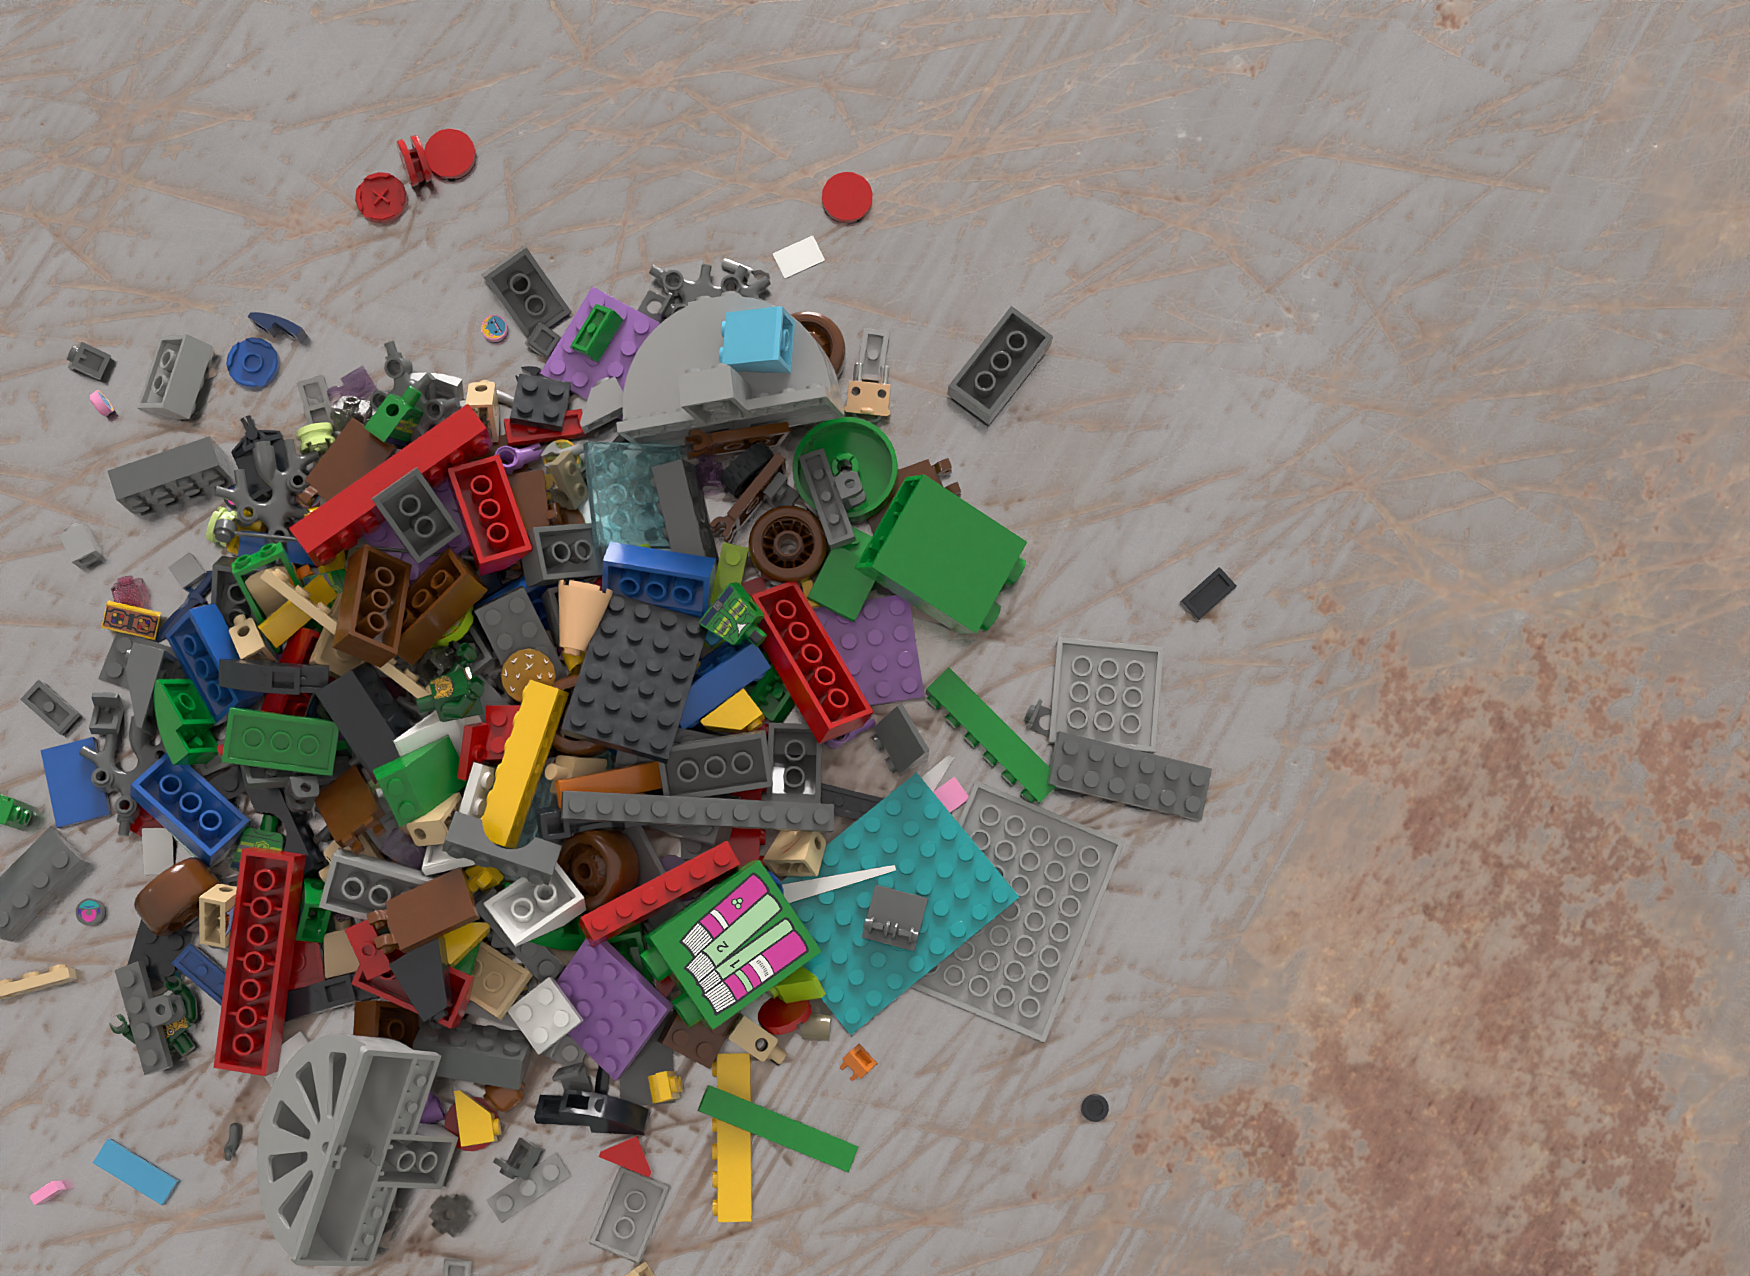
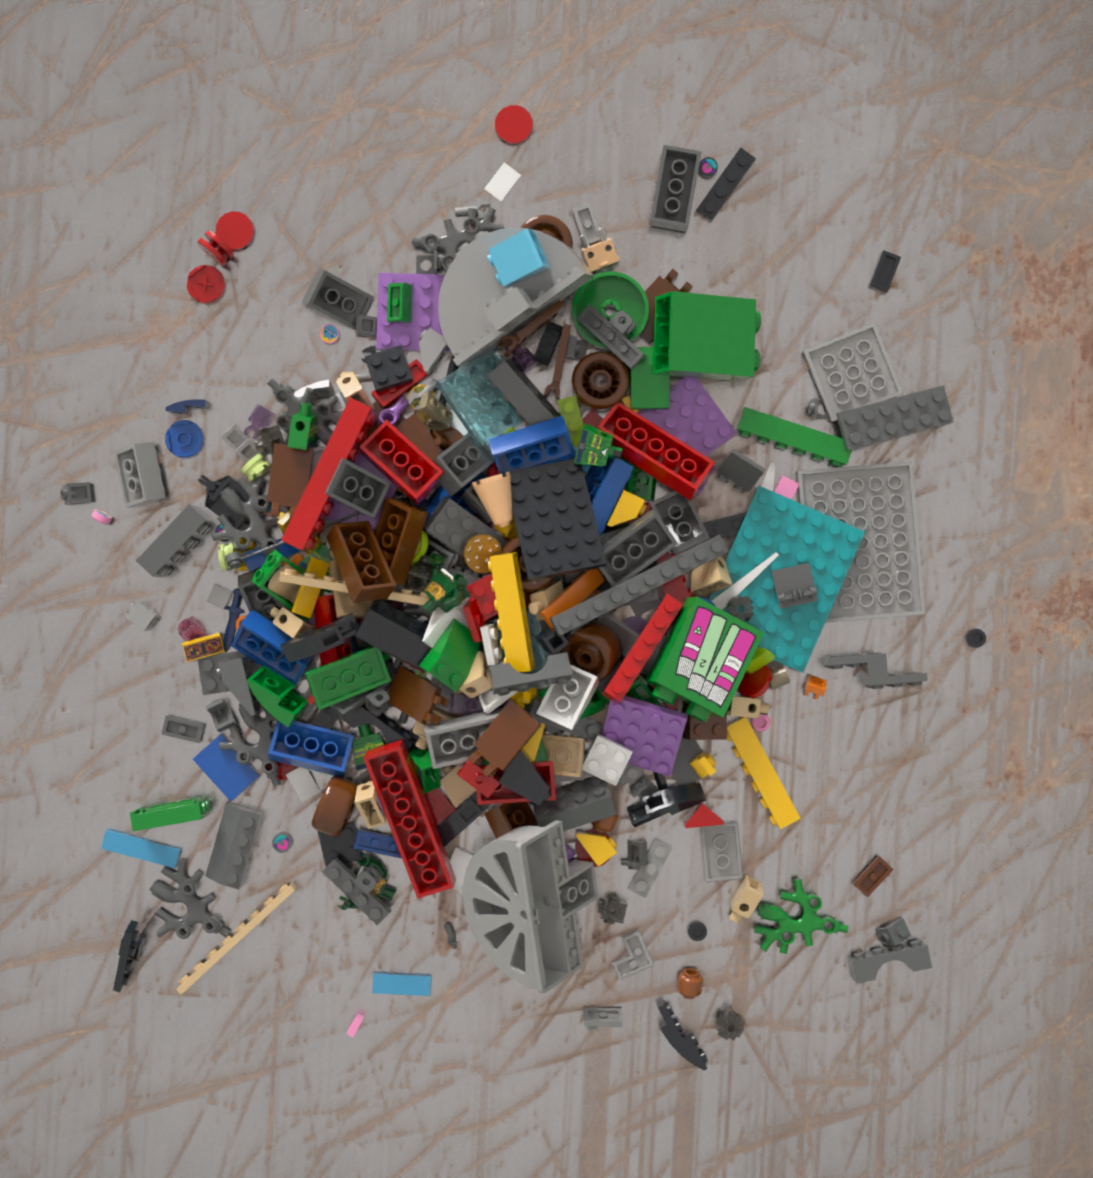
camera: 25 degrees left, 10 degrees up
(766, 1073) = (760, 724): none -> bright pink tile
(777, 1128) = (787, 753): green tile -> none
(819, 917) = (733, 604): none -> clear smoke brick
(942, 1078) = (875, 670): none -> dark grey bracket
(1054, 362) = (708, 167): none -> tile
(1065, 393) = (725, 184): none -> black plate

